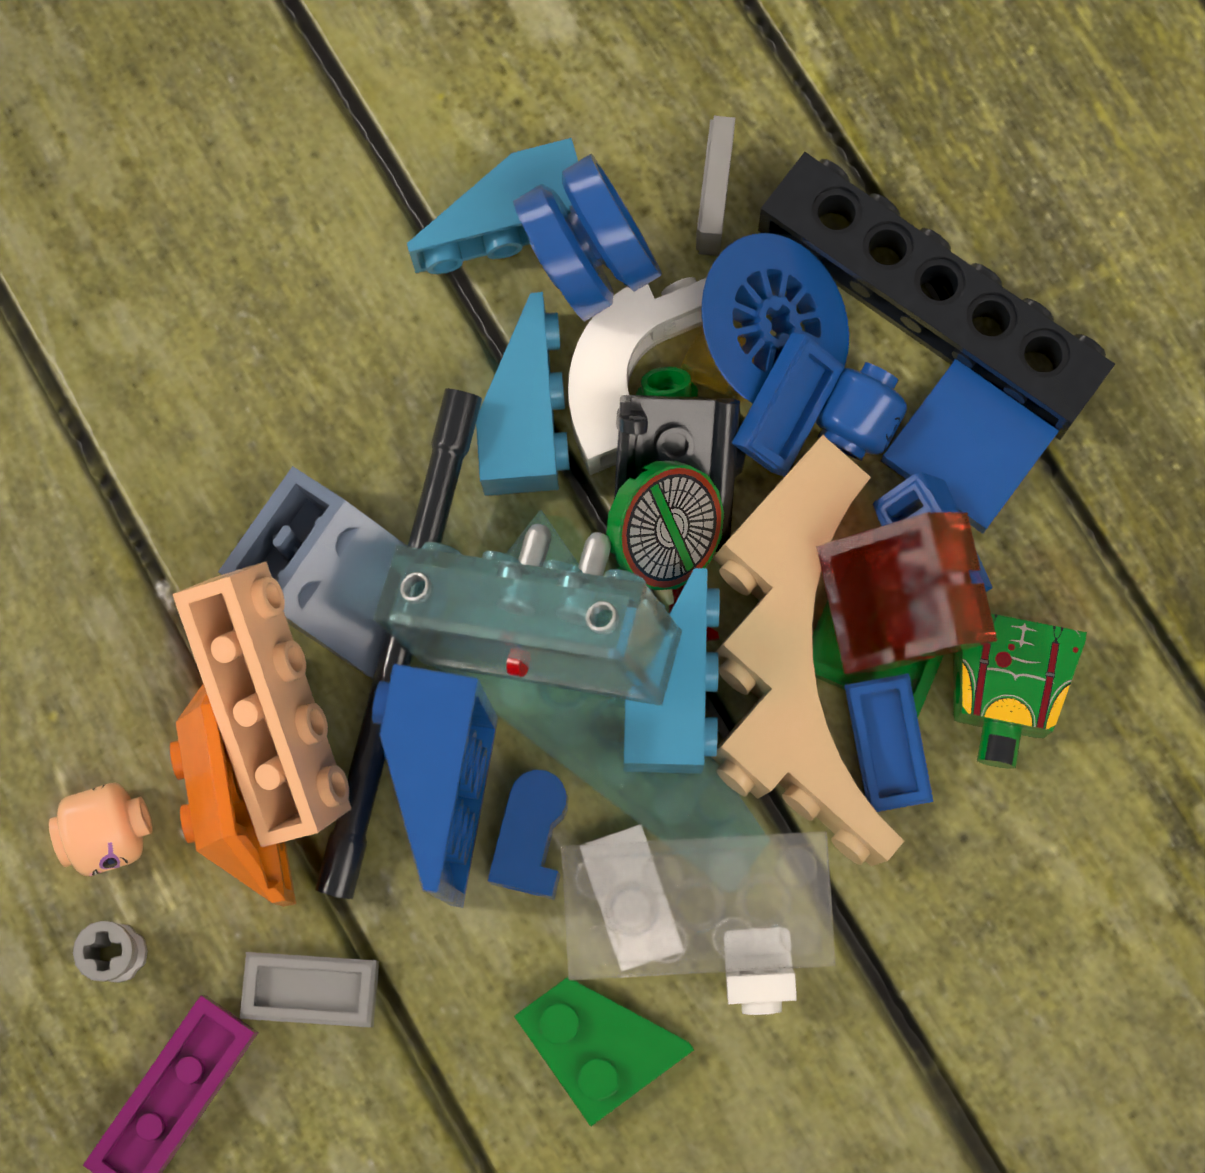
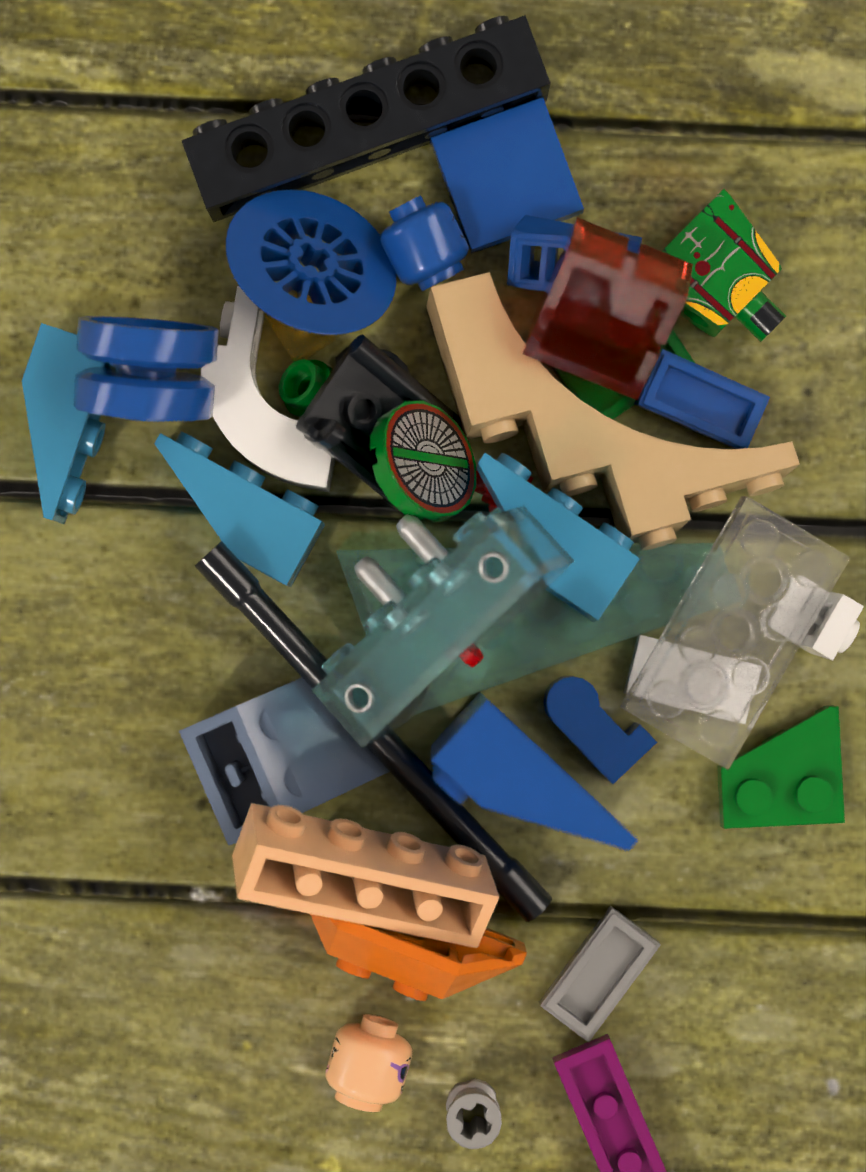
camera: 65 degrees left, 10 degrees up
(715, 185) = (156, 231): light grey tile -> none
(788, 404) = (387, 296): blue tile -> none

